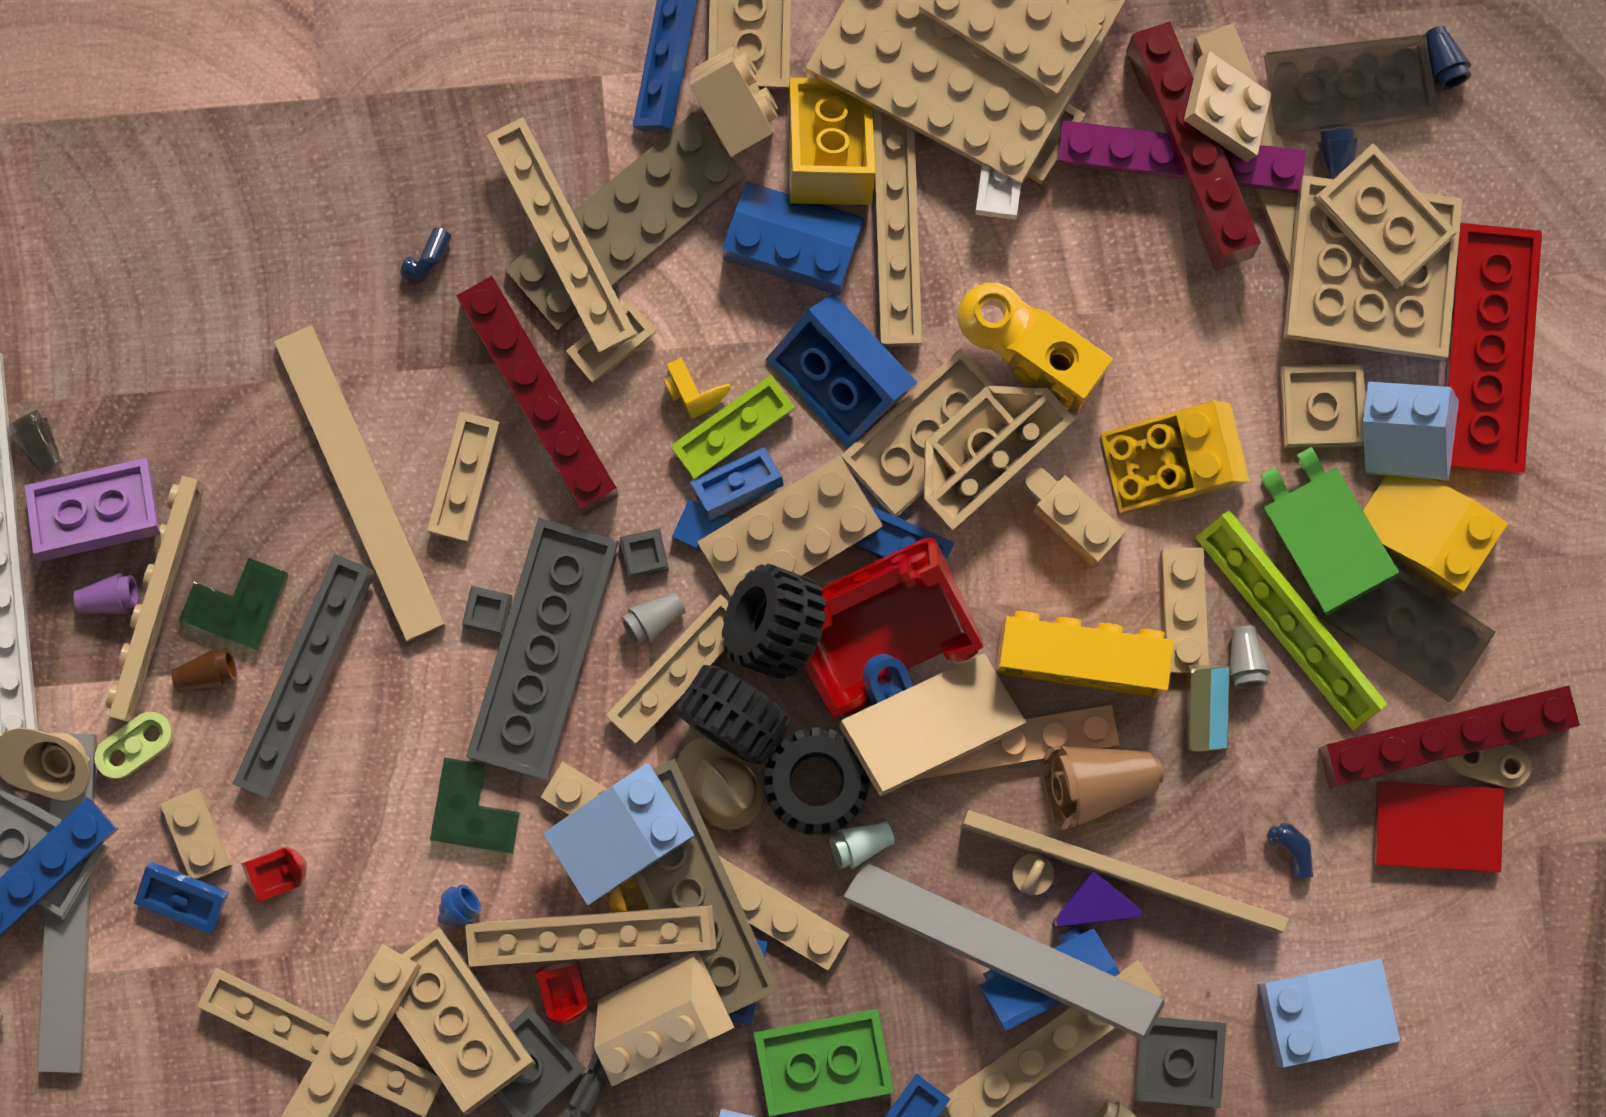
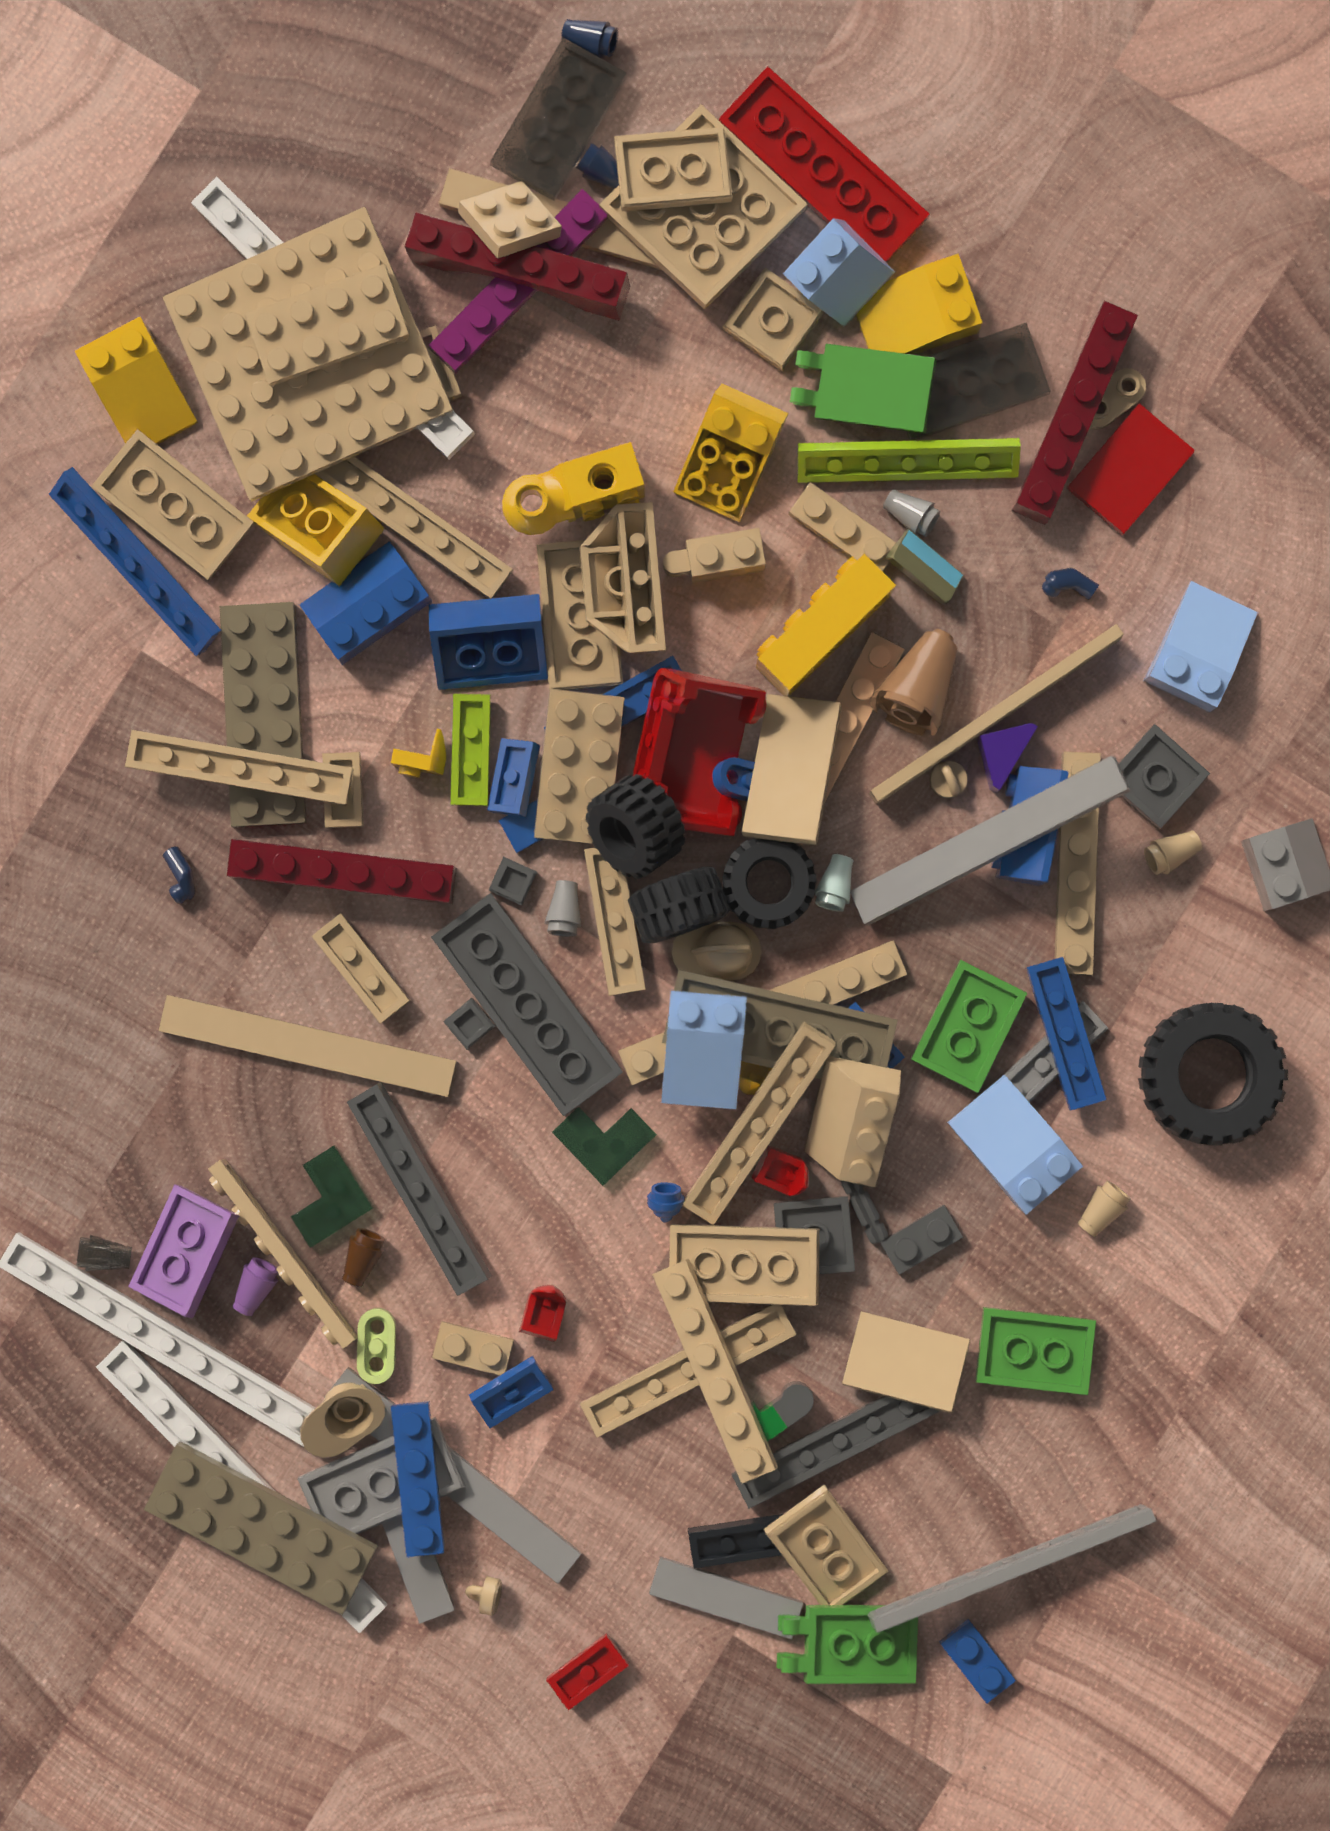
camera: 45 degrees left, 5 degrees up
(733, 99) = (235, 569): tan brick -> none

